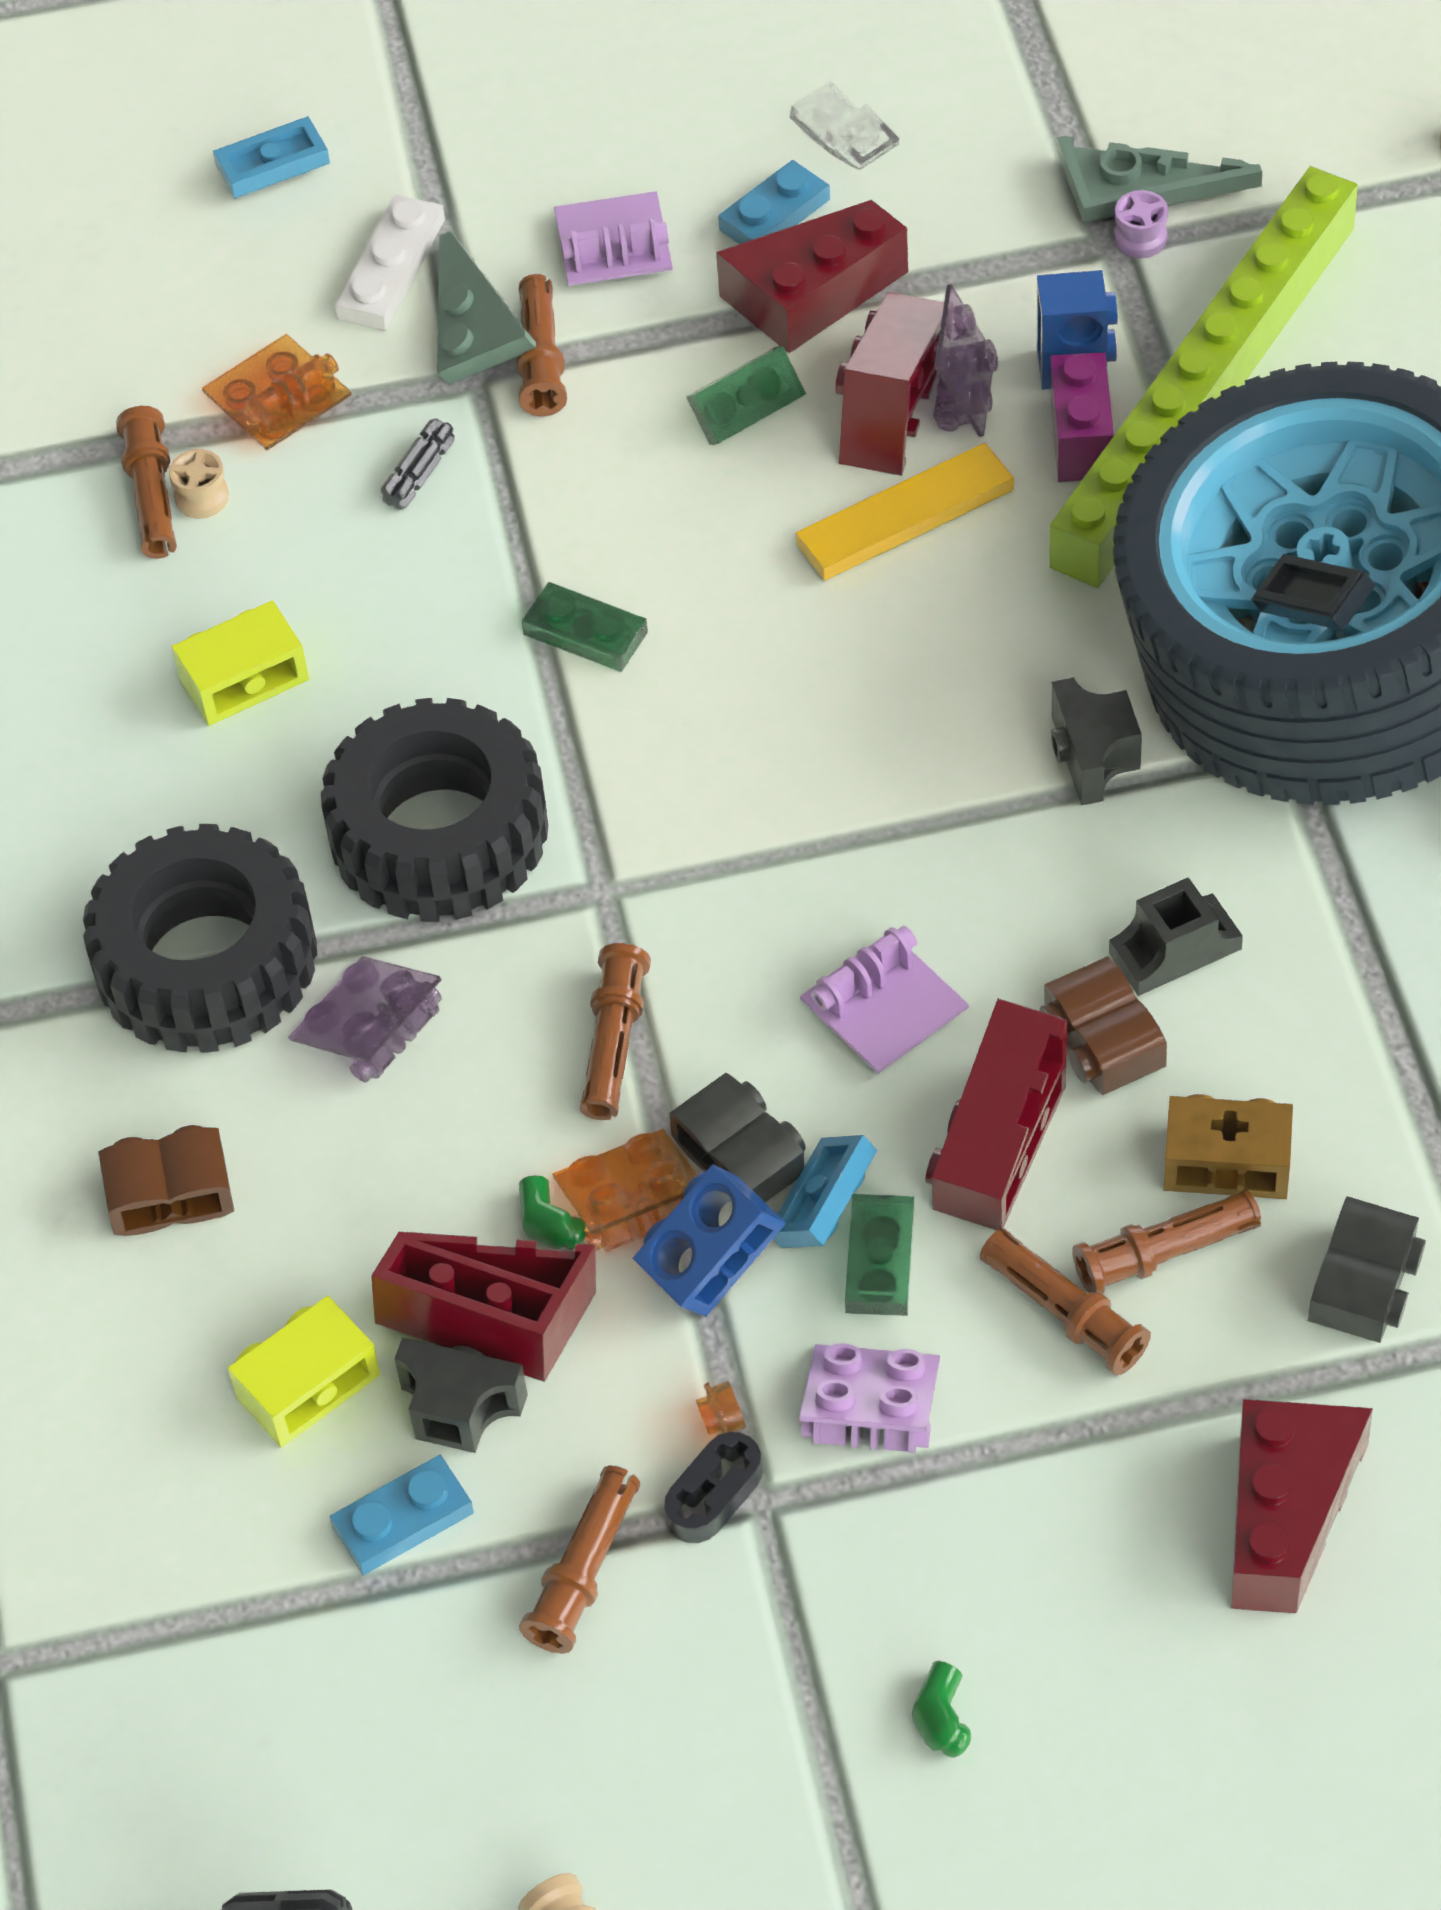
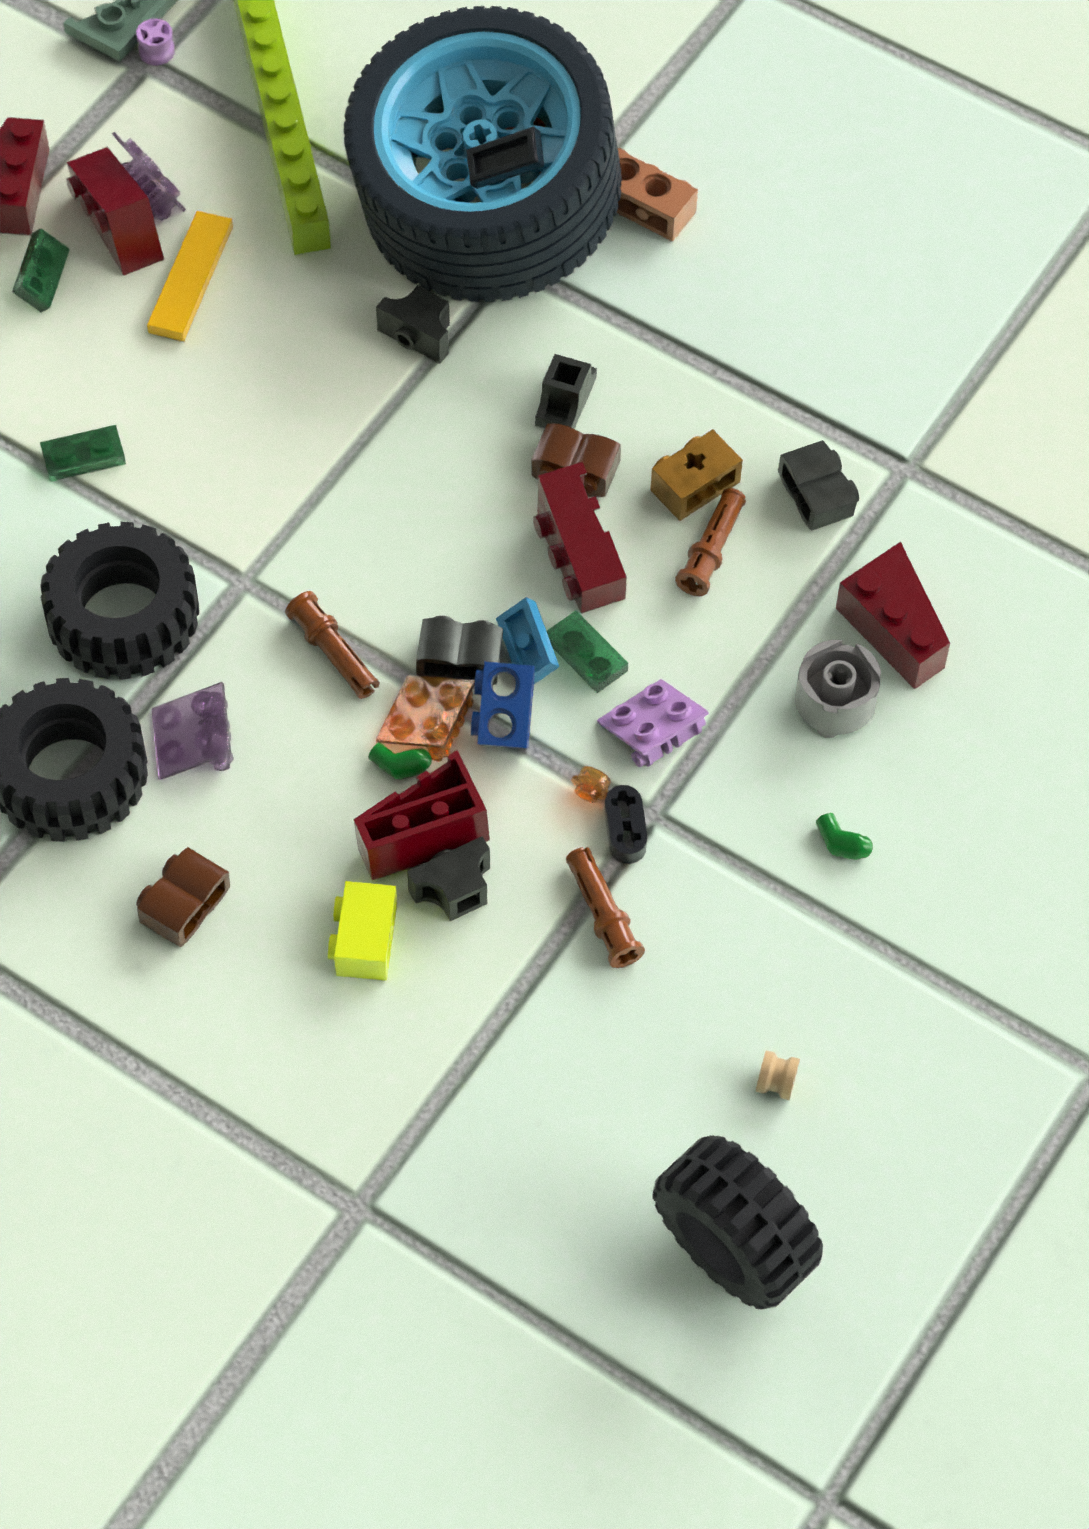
camera: 50 degrees left, 5 degrees up
(401, 1514) = (487, 960): dark azure plate -> none
(884, 1000) = (451, 528): lavender hinge -> none
(1074, 318) = (189, 117): blue brick -> none
(1079, 412) = (237, 162): magenta brick -> none
(1084, 1315) = (715, 605): dark orange pin -> none
(1115, 1525) = (837, 688): none -> light grey brick

